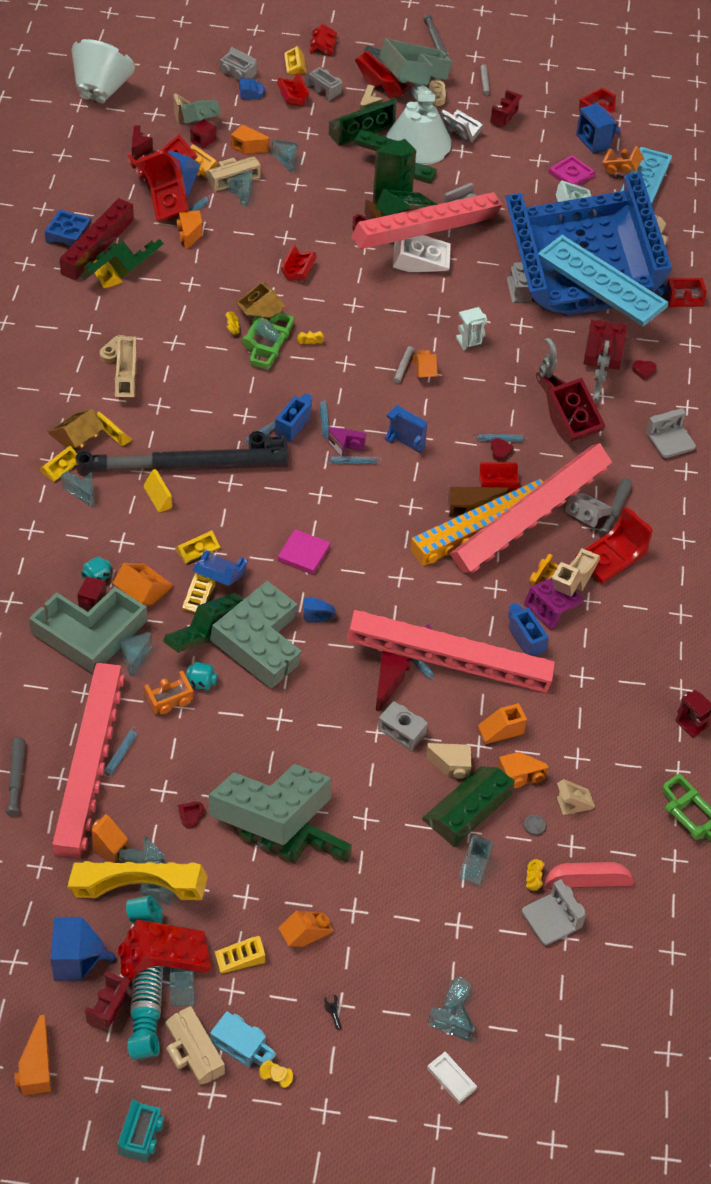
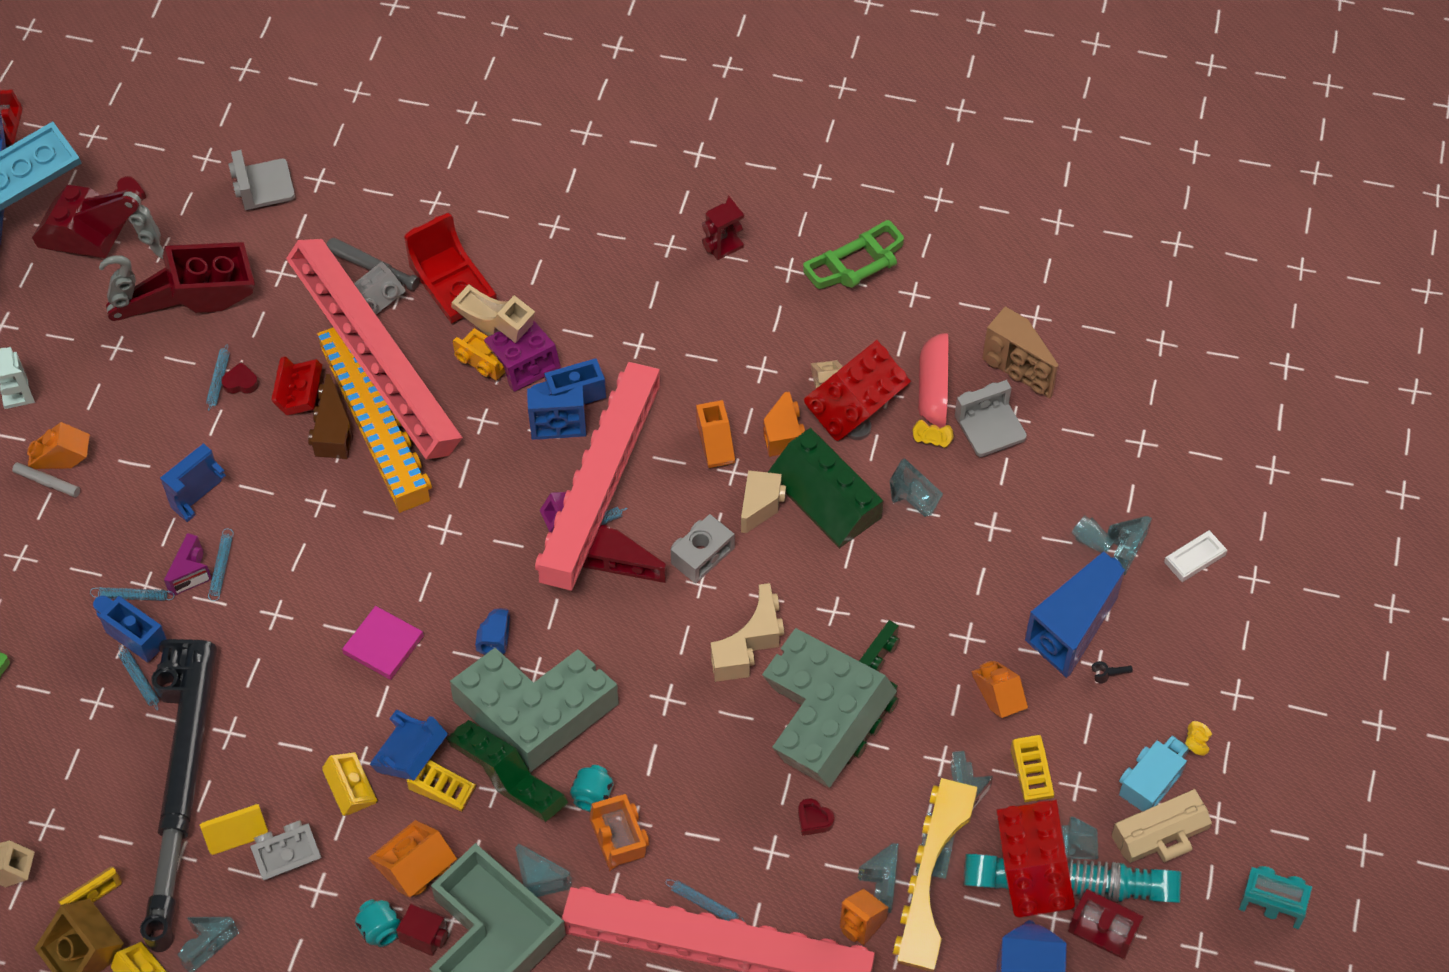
camera: 80 degrees left, 5 degrees up
(144, 517) = (285, 850): none -> light grey bracket
(215, 907) = (963, 773): none -> clear light blue slope
(340, 768) = (734, 655): none -> tan arch
(374, 976) = (1073, 613): none -> blue slope
(497, 621) = (556, 415): none -> blue piece
(563, 816) = (856, 390): none -> red bracket
(621, 928) = (1020, 352): none -> medium nougat slope

